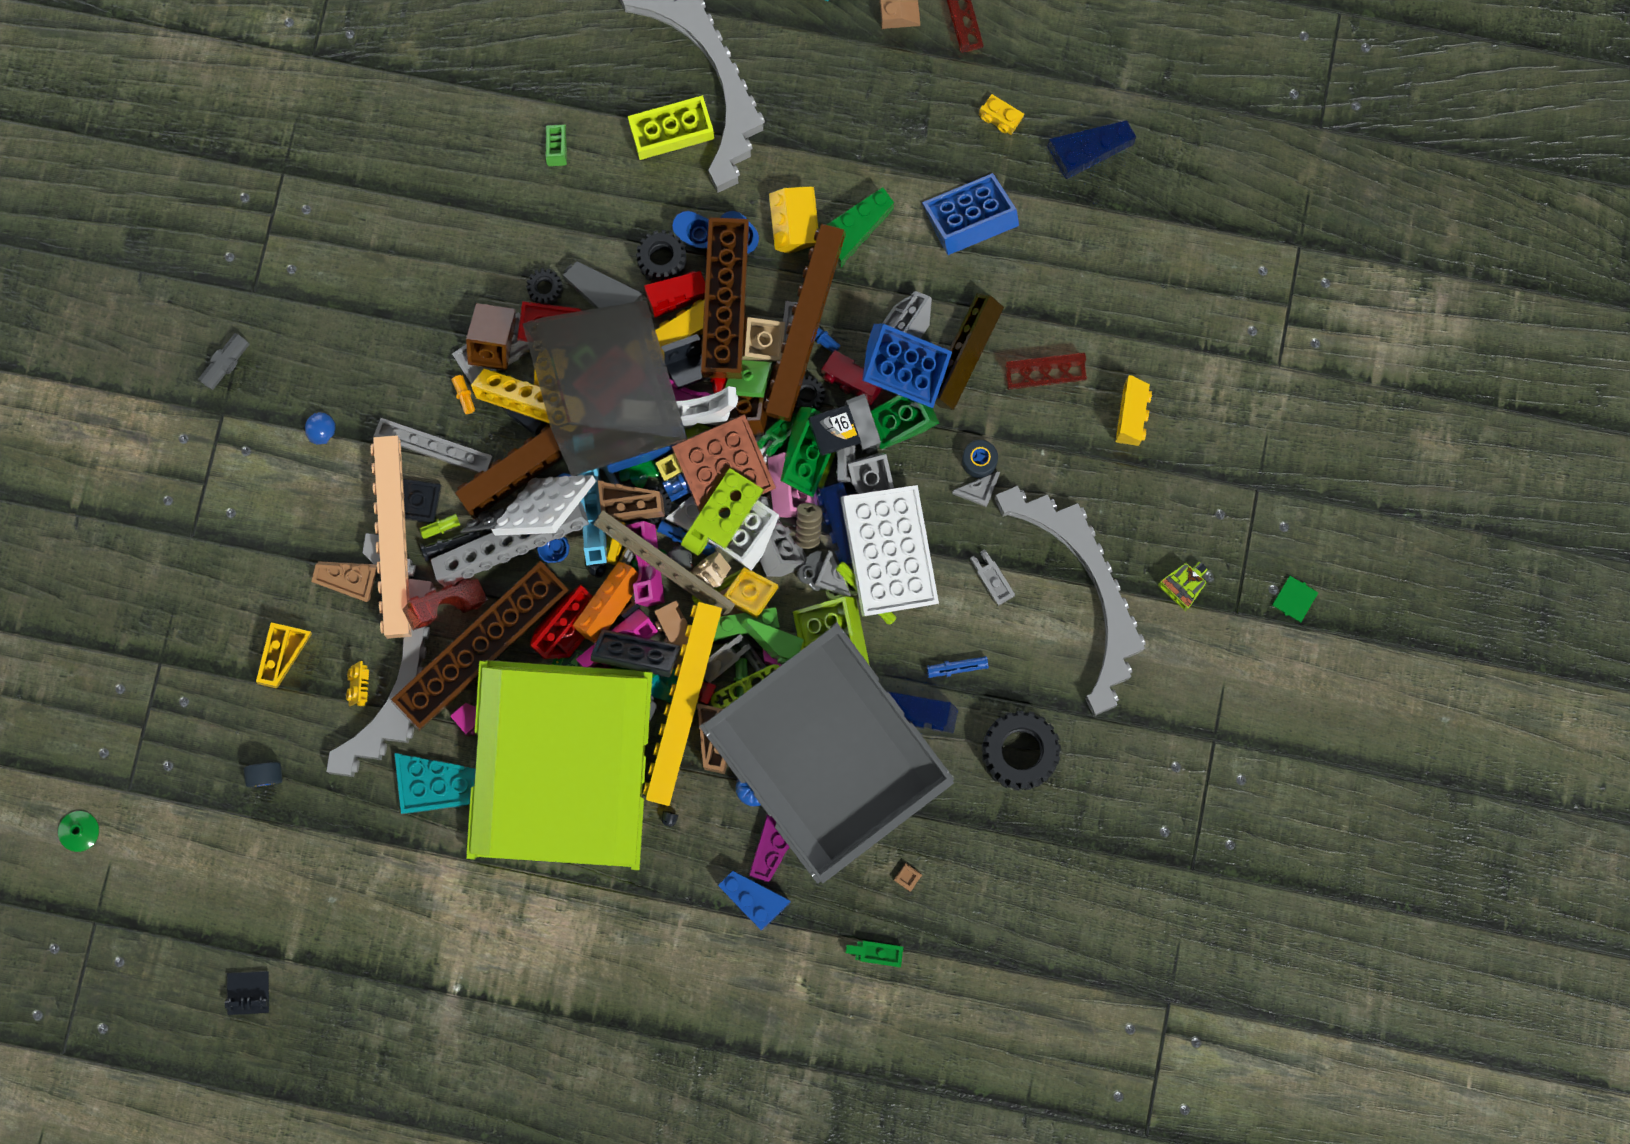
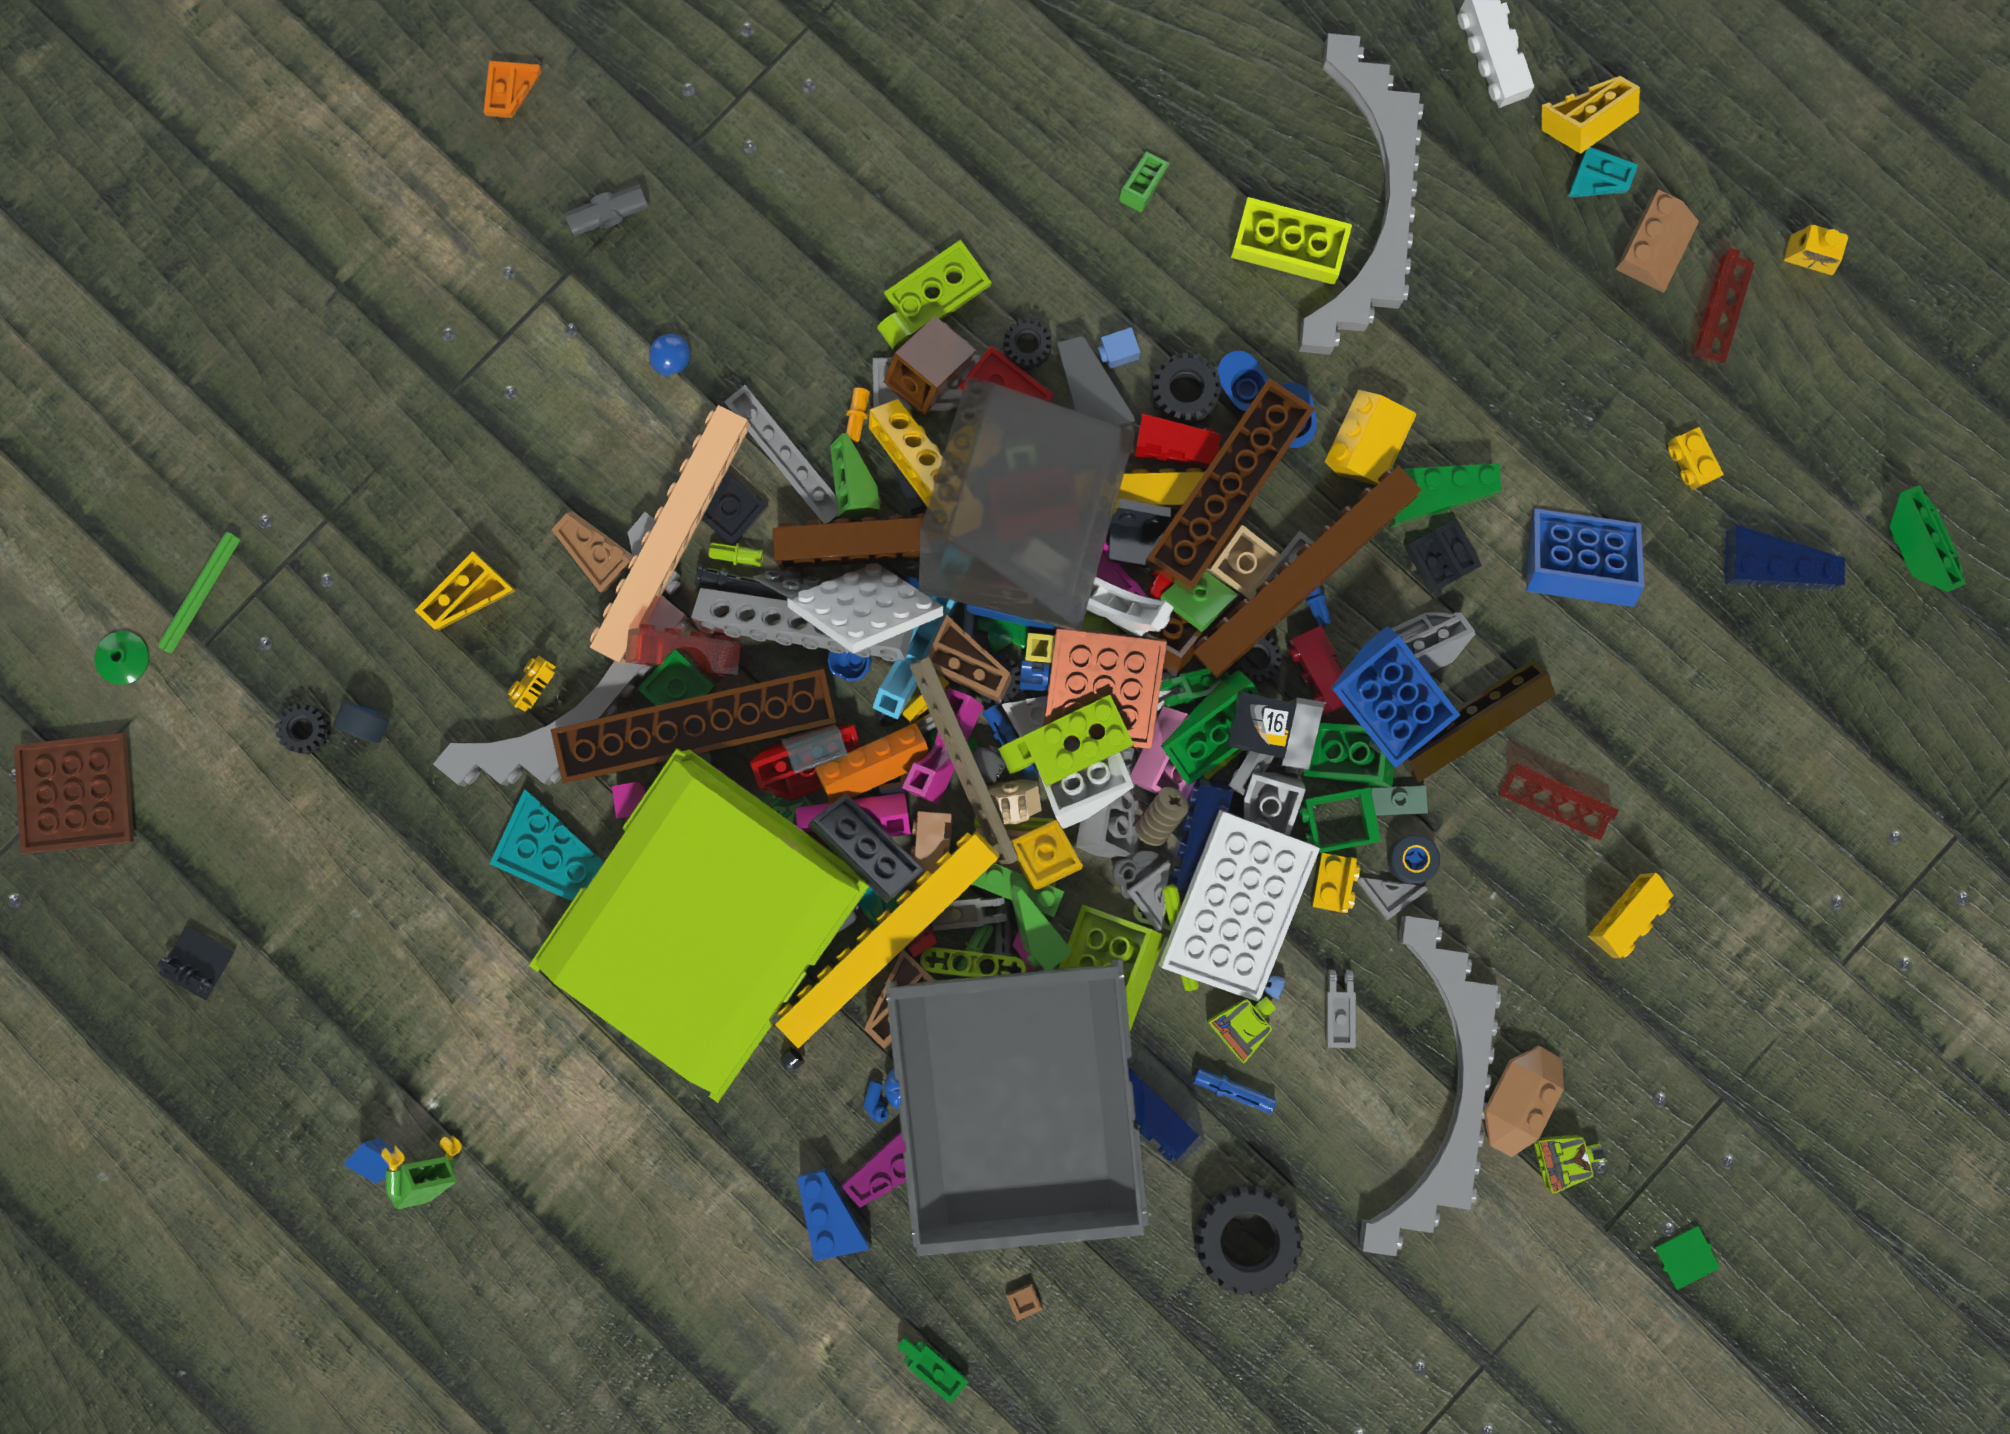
camera: 35 degrees right, 5 degrees up
(100, 935) = (73, 793): none -> copper plate
(104, 759) = (198, 592): none -> bright green axle
(112, 321) = (508, 87): none -> orange wing
(235, 812) = (287, 724): none -> black tyre
(443, 1043) = (369, 1161): none -> blue slope
(449, 627) = (675, 681): none -> green plate
(460, 307) = (916, 309): none -> lime hinge
(478, 1036) = (422, 1180): none -> bright green torso
(486, 436) = (854, 485): none -> bright green slope
(565, 612) = (814, 747): none -> clear light blue panel
(604, 256) = (1118, 348): none -> medium blue brick
(738, 814) = (873, 1104): none -> blue arm
(884, 264) = (1443, 556): none -> black slope
(938, 452) = (1367, 814): none -> green window
(938, 624) = (1243, 1026): none -> torso
(941, 503) = (1335, 883): none -> yellow bracket
(944, 588) = (1276, 987): none -> medium blue hinge
(949, 429) = (1400, 800): none -> sand green plate
(1136, 564) = (1523, 1100): none -> medium nougat wedge
(1169, 81) = (1925, 541): none -> green wedge

